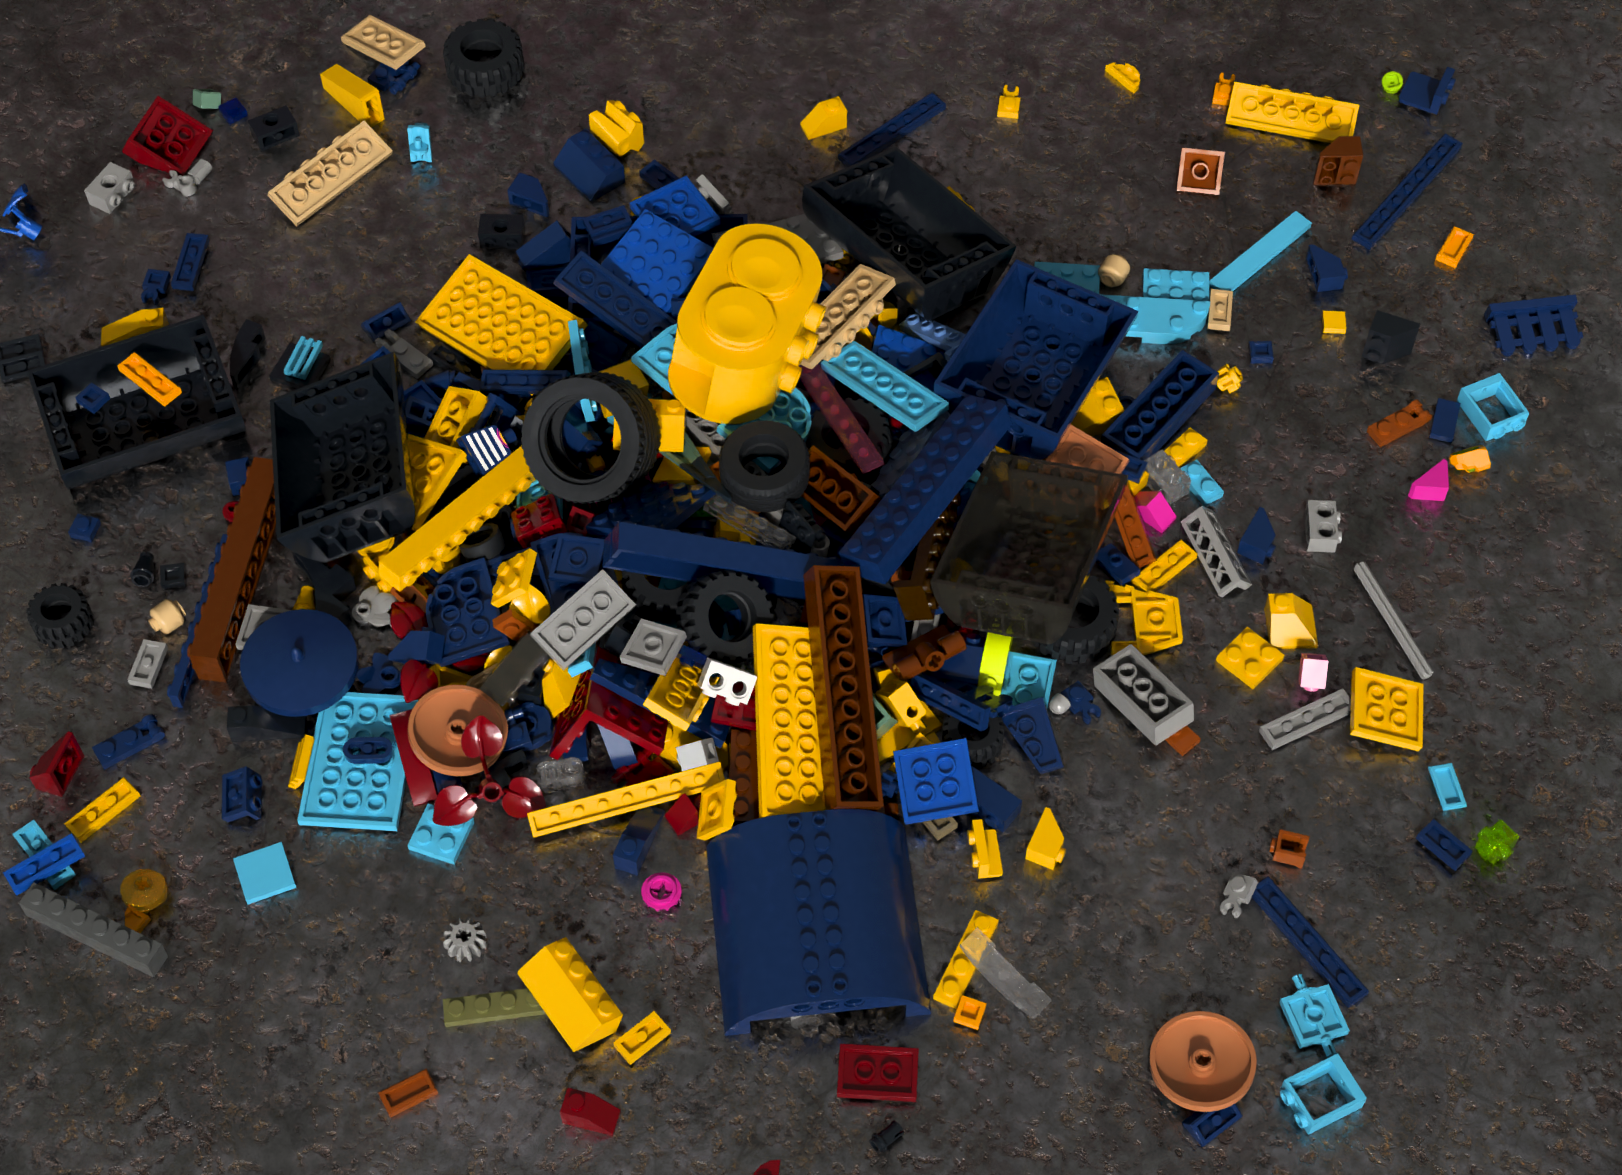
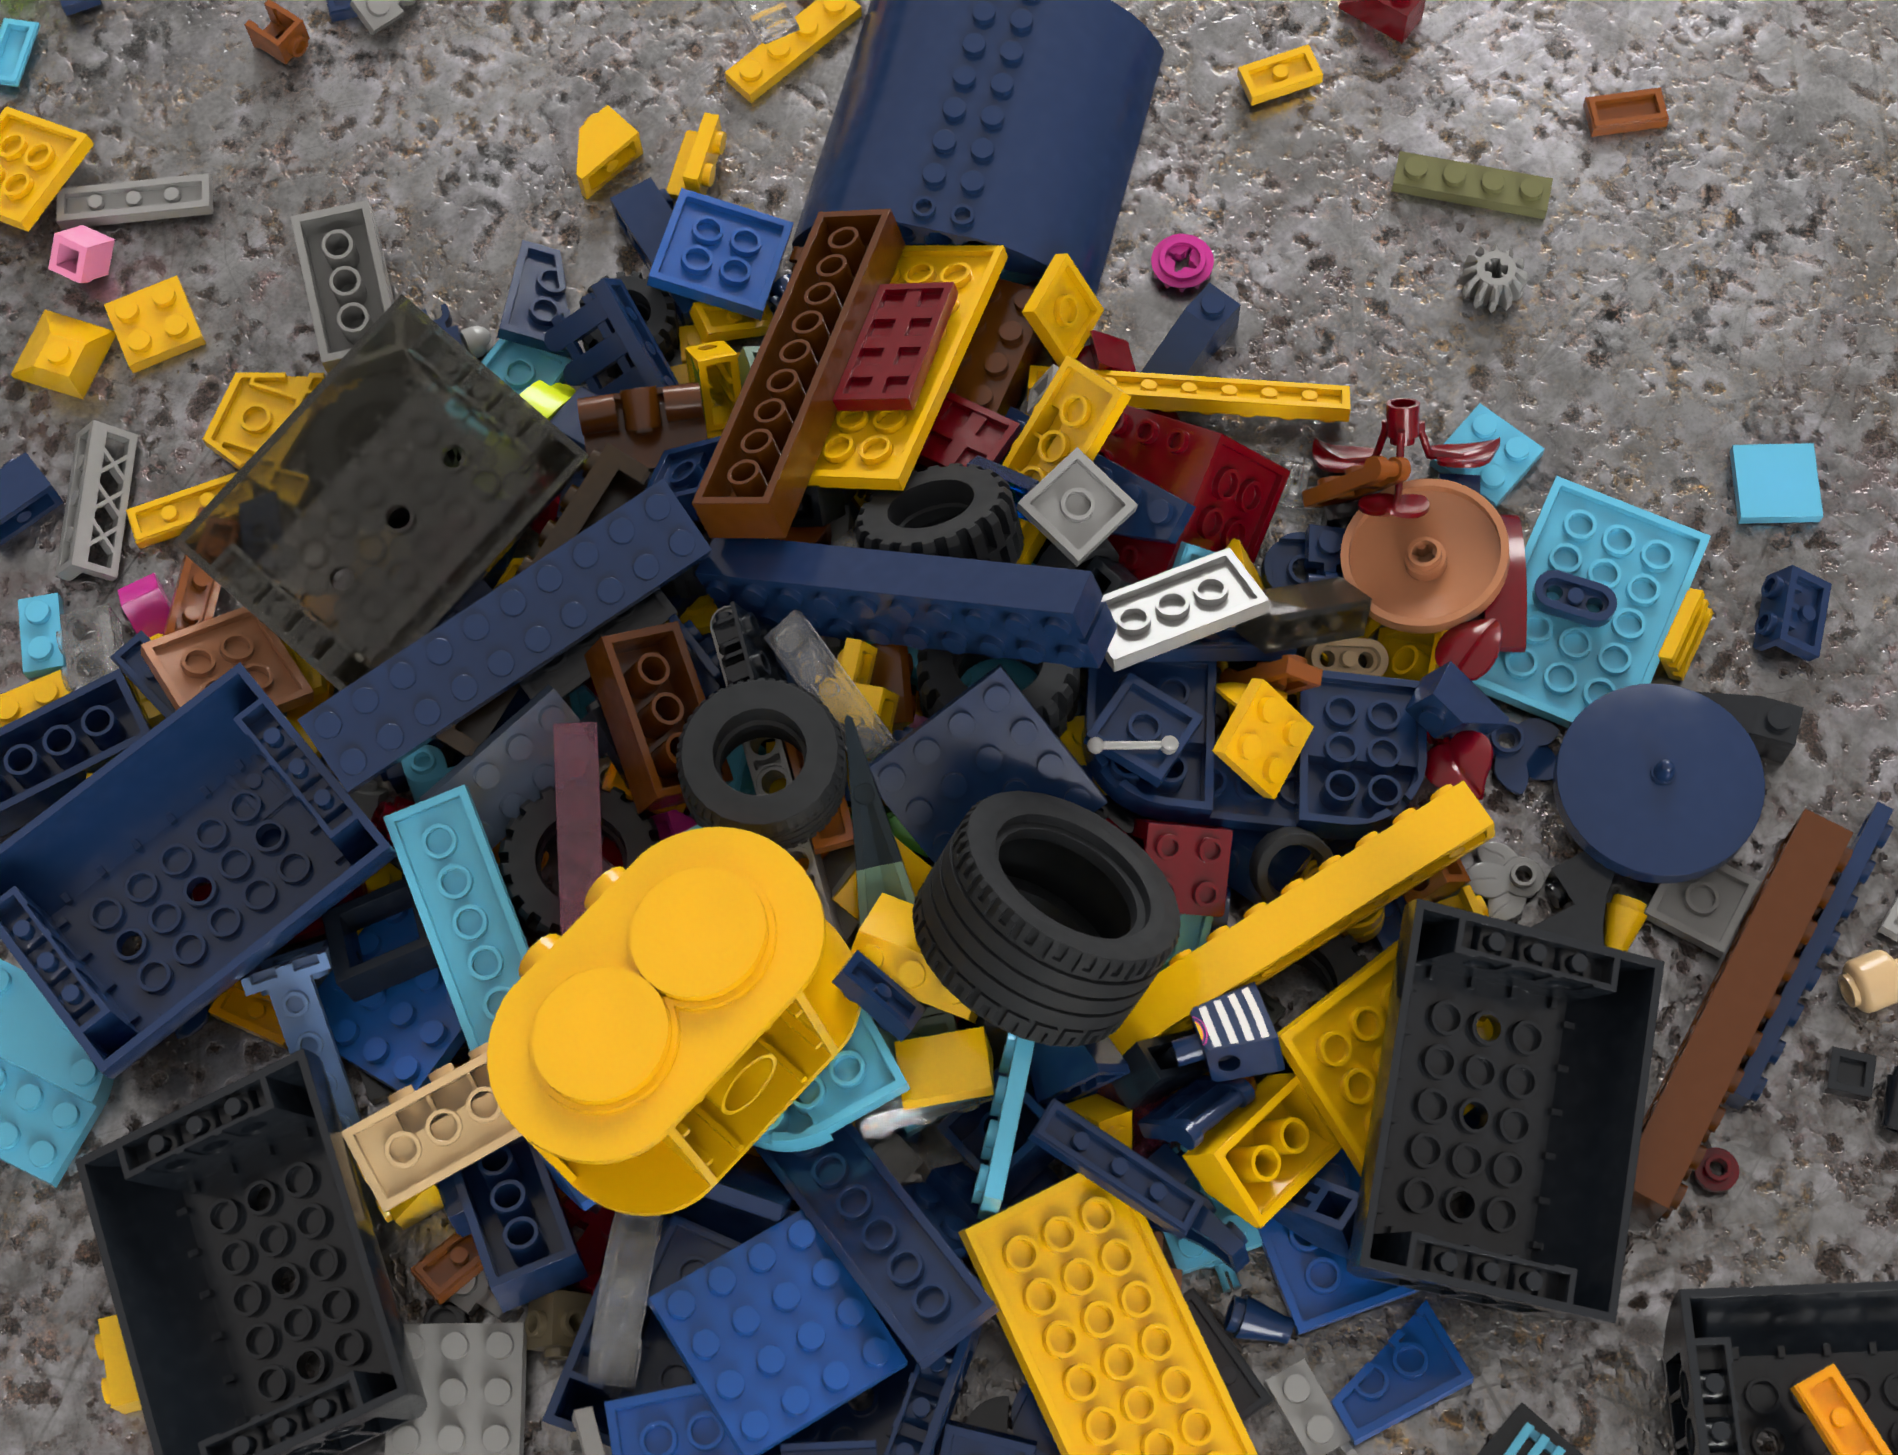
camera: 155 degrees left, 10 degrees up
(236, 474) = (1694, 1234): dark blue window -> none
(509, 759) = (1358, 481): none -> dark orange plate
(561, 551) = (1168, 745): none -> light grey hinge
(570, 995) = (1365, 146): yellow slope -> none
(661, 386) = (878, 995): none -> dark blue plate
(729, 675) = (977, 433): white brick -> none
(795, 718) = (896, 347): none -> dark red plate

